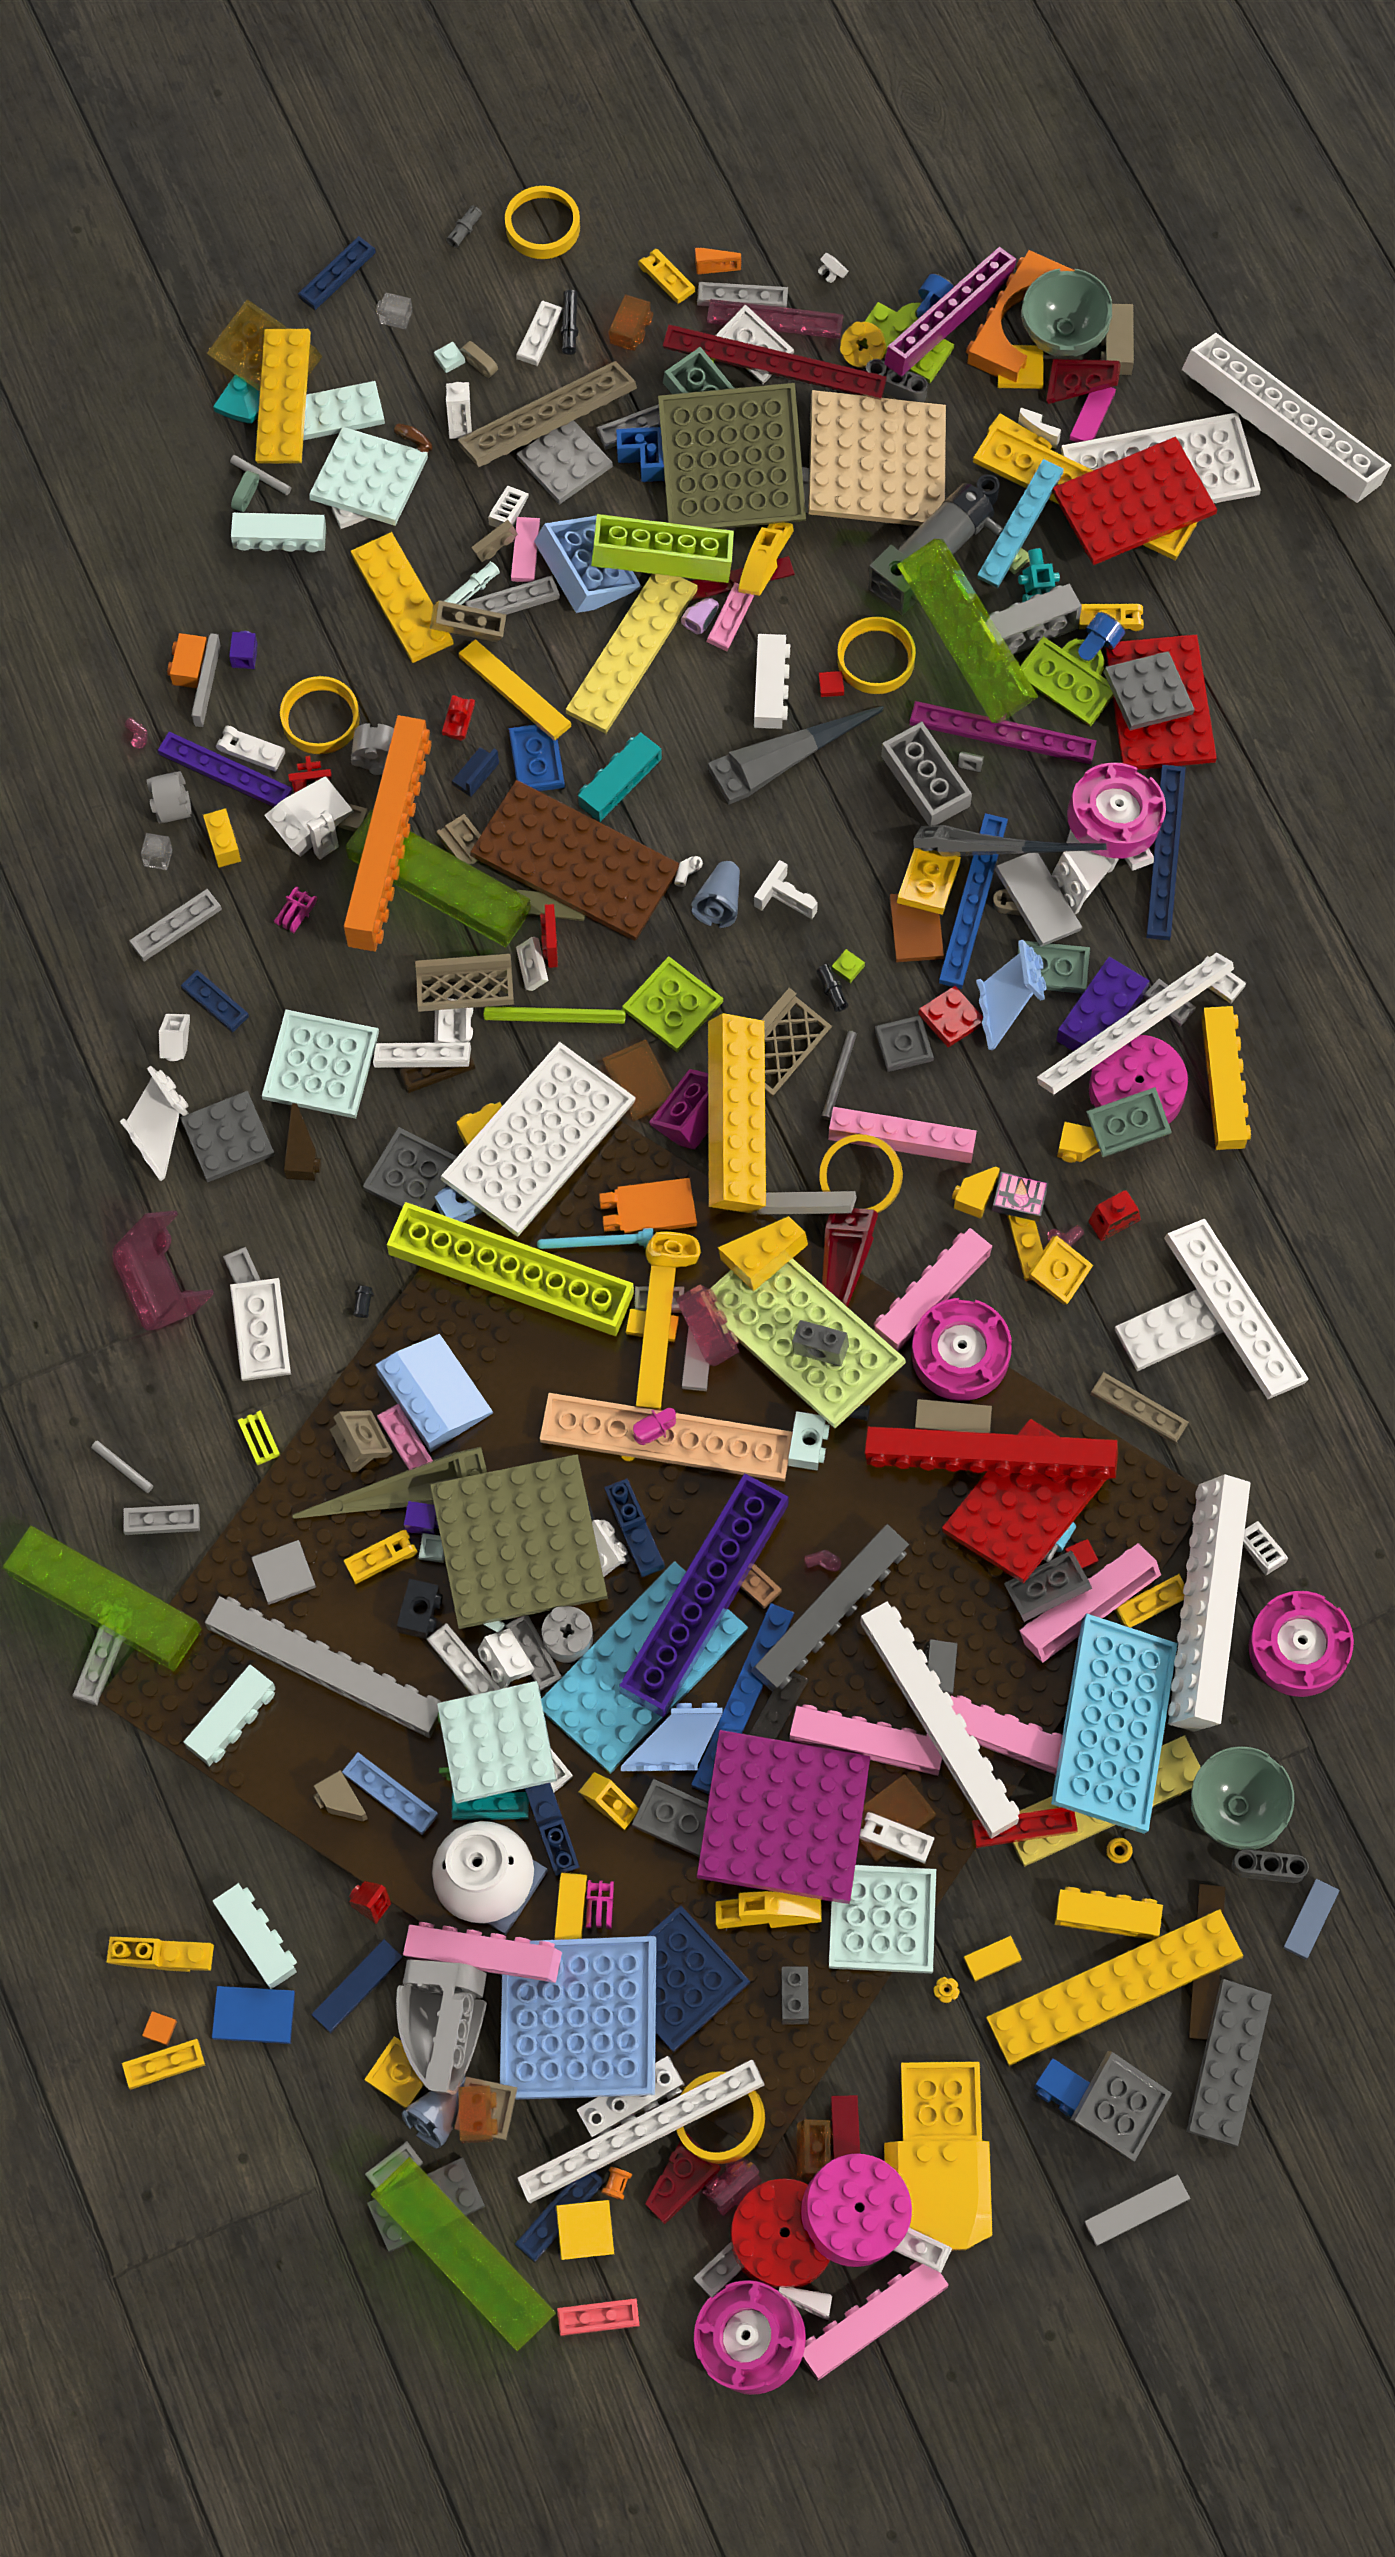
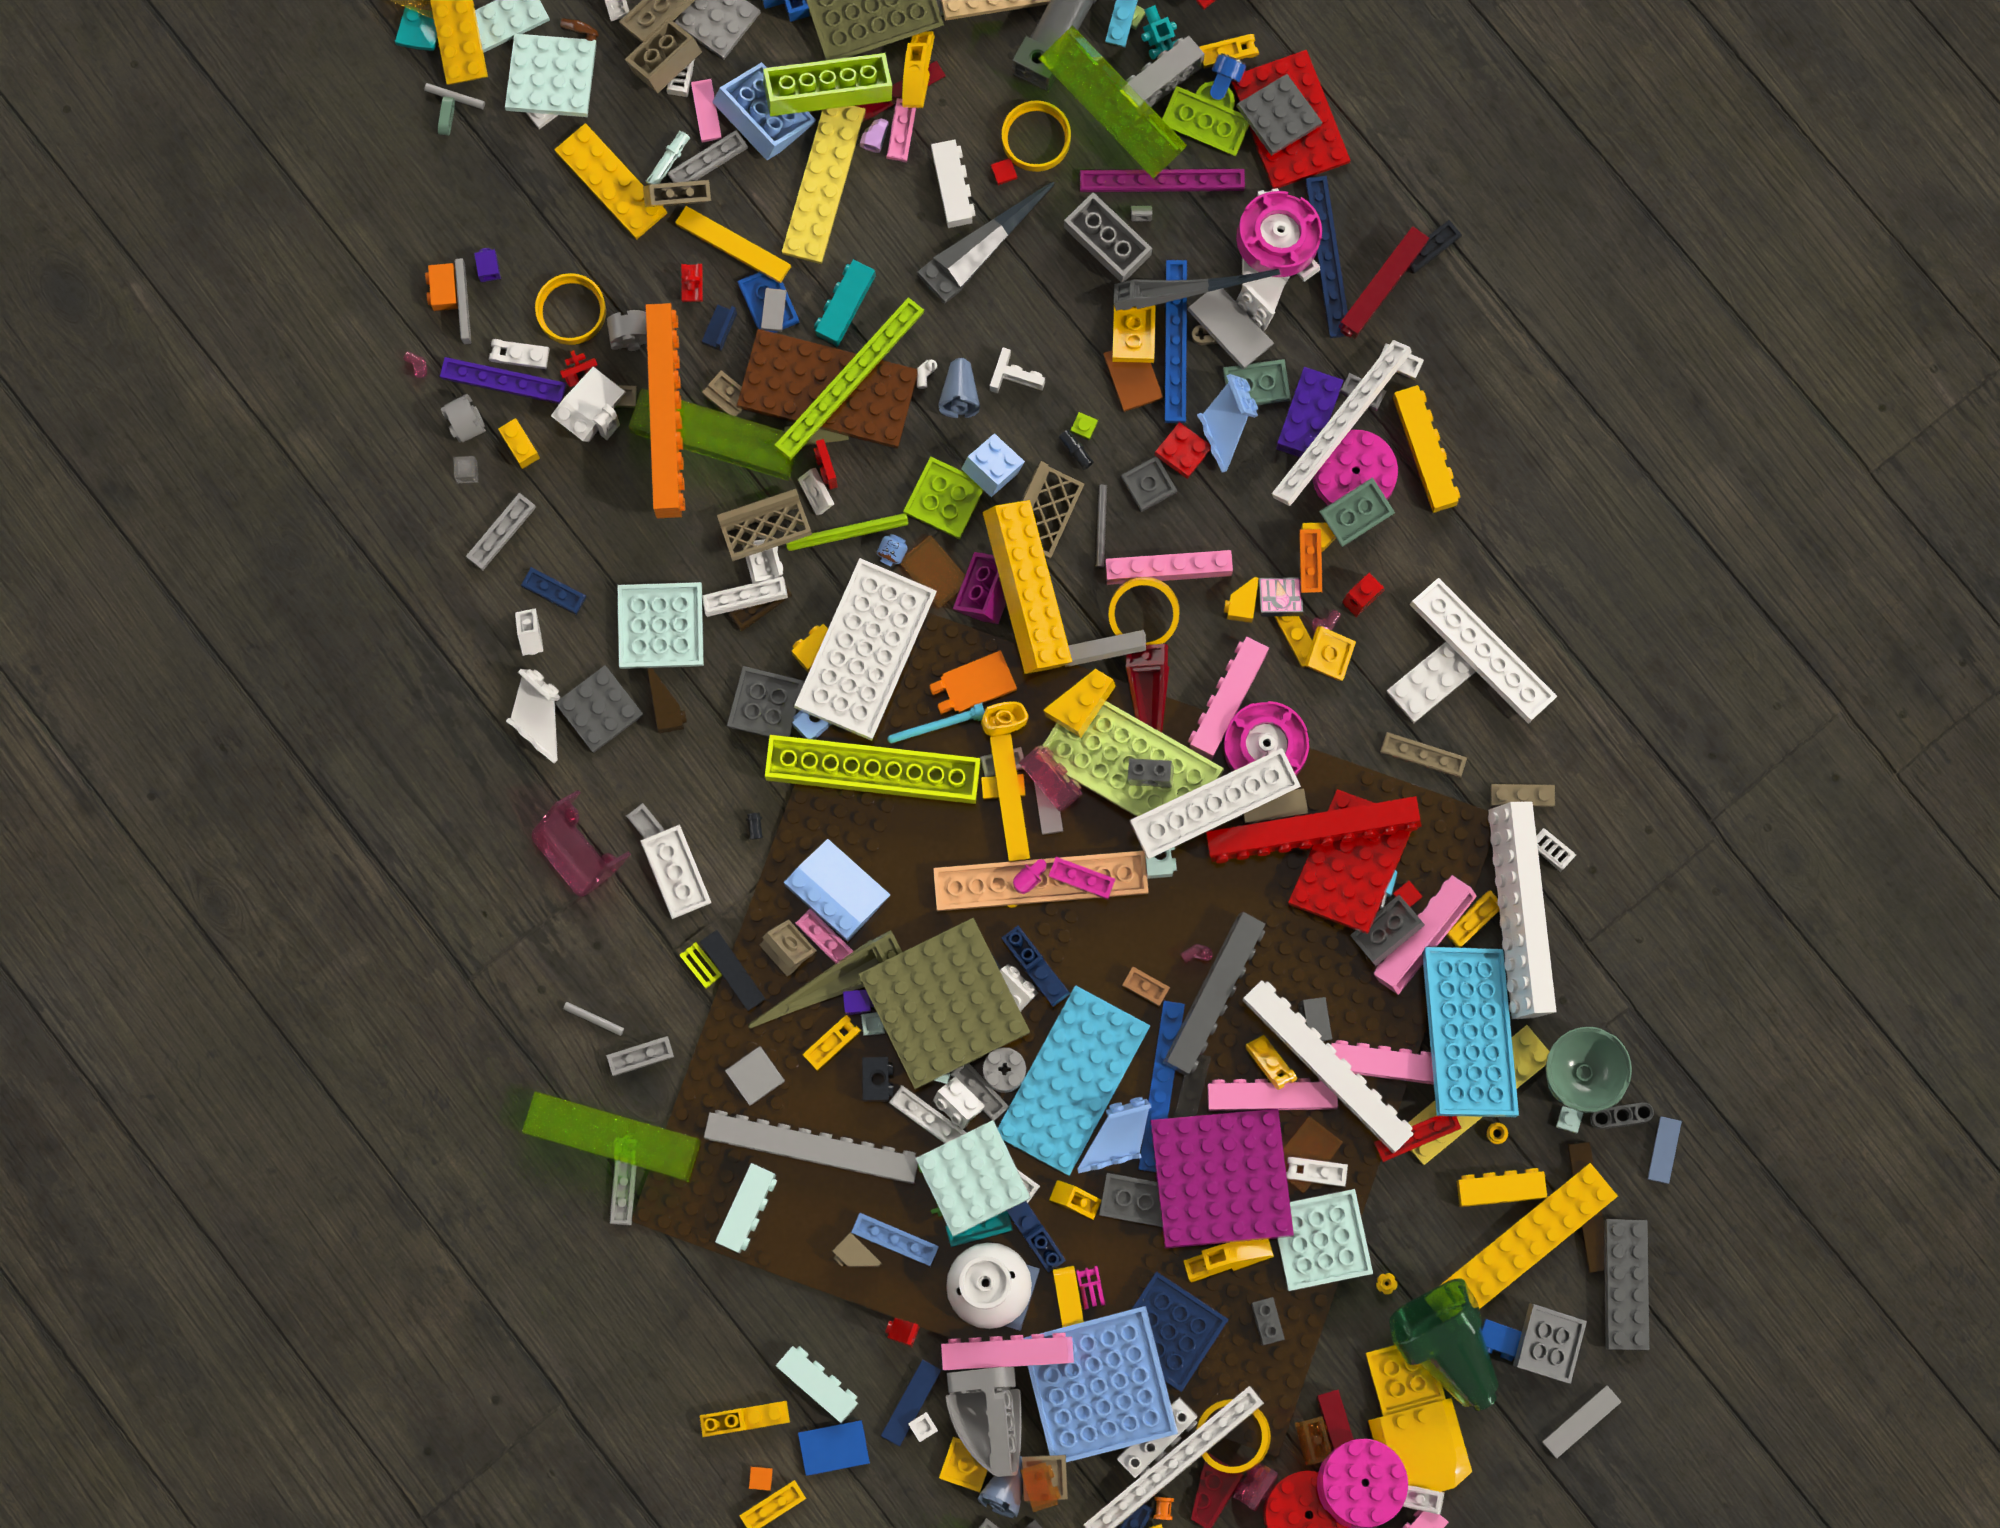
camera: 15 degrees left, 10 degrees up
(278, 532) = (486, 147): light aqua brick -> none
(292, 1450) = (732, 970): none -> black tile
(295, 911) = (600, 491): dark pink arm -> none
(362, 2015) = (923, 1427): none -> white tile
(494, 480) = (663, 55): none -> dark tan brick
(494, 541) = (683, 105): dark tan plate -> none
(539, 765) = (773, 309): none -> light grey tile
(598, 1044) = (892, 549): none -> medium blue head
(600, 852) = (849, 379): none -> lime plate
(703, 1595) = (1109, 1010): dark purple brick -> none
(712, 1442) = (1081, 878): none -> dark pink plate
(734, 980) = (992, 465): none -> light blue brick
(875, 1700) = (1270, 1062): none -> yellow plate
(884, 1393) = (1215, 803): none -> white plate
(992, 1958) = (1417, 1248): yellow tile -> none
(1001, 2073) = (1447, 1340): none -> clear green cone
(1063, 1163) = (1310, 560): none -> orange plate
(1208, 1856) = (1569, 1119): none -> light aqua plate
(1220, 890) = (1383, 283): none -> dark red brick
(1262, 1483) = (1537, 794): none -> dark tan plate
(1284, 868) = (1437, 243): none -> black tile
(1296, 1667) = (1618, 910): dark pink piece -> none

